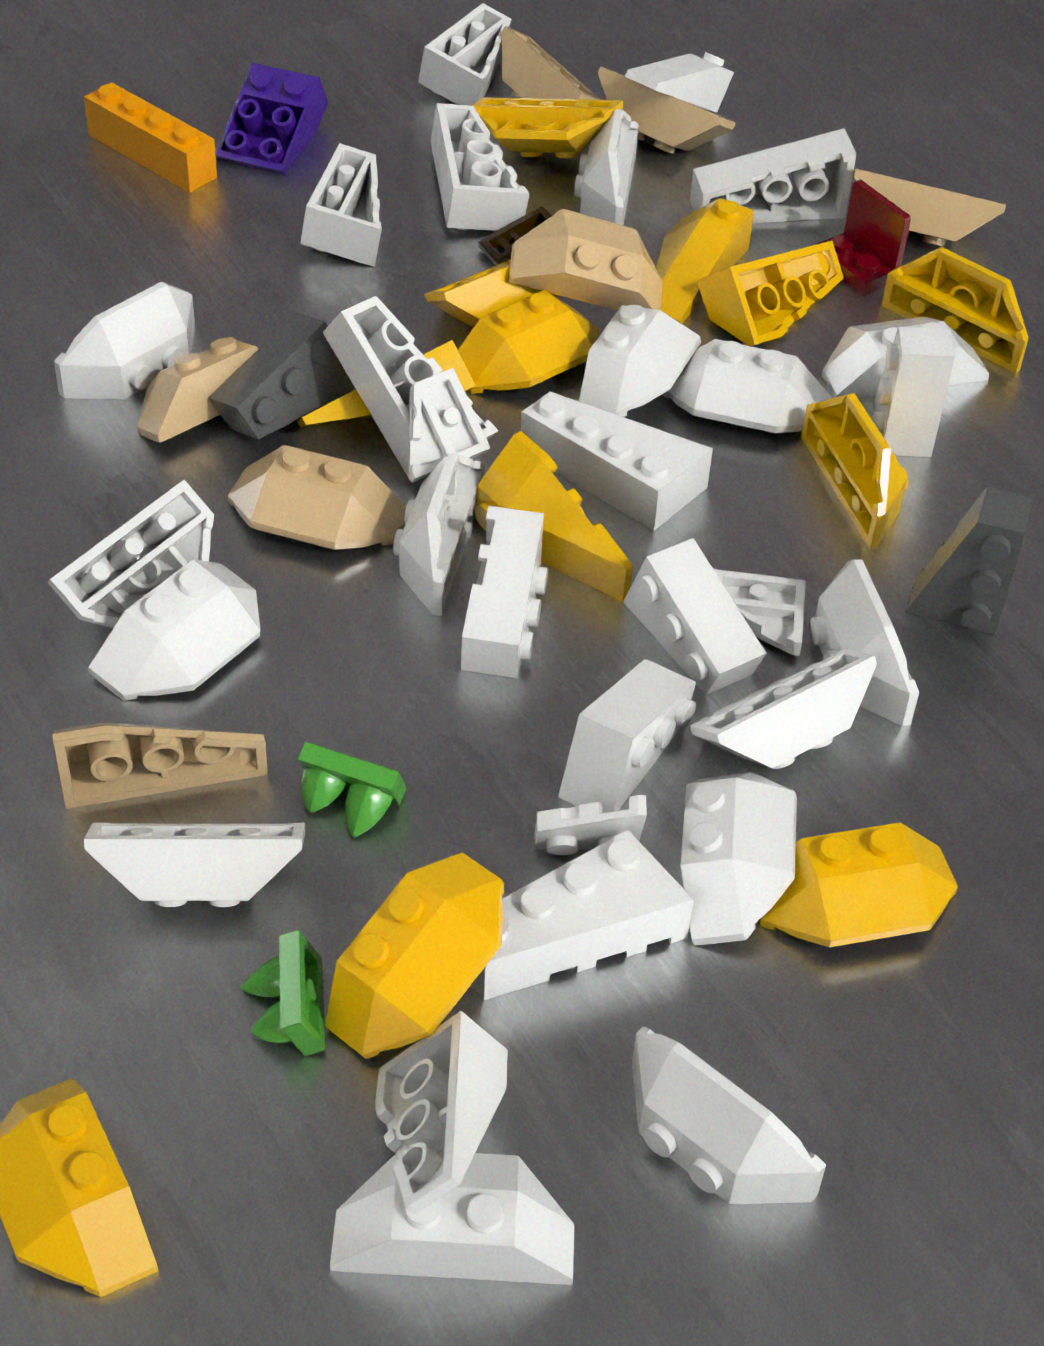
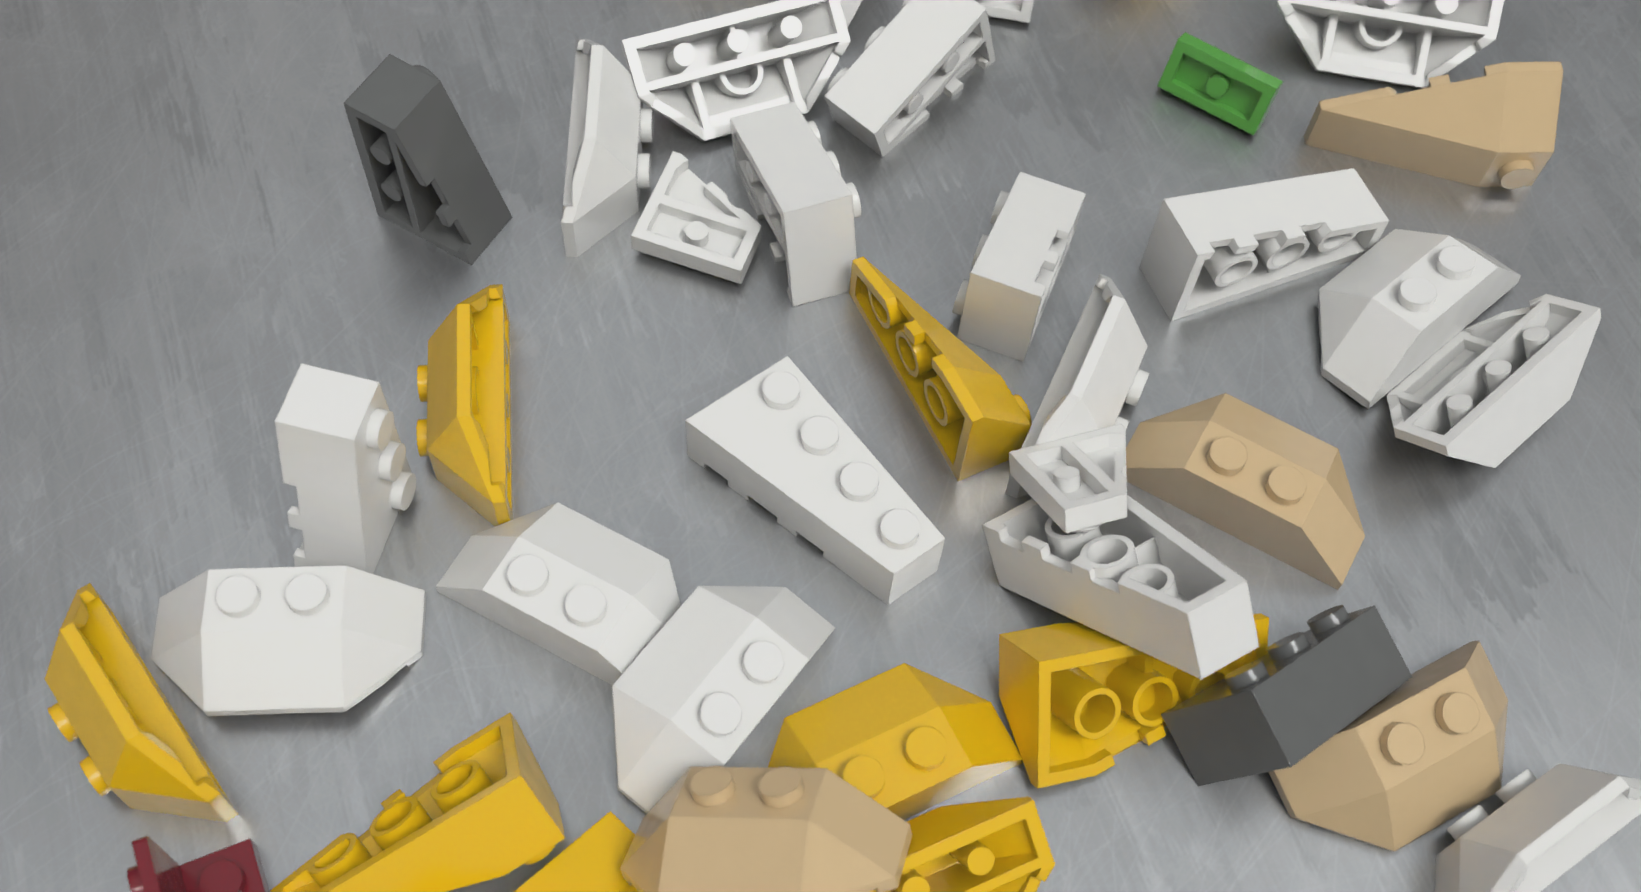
camera: 170 degrees left, 15 degrees up
(313, 640) = (1256, 238): none -> white wedge

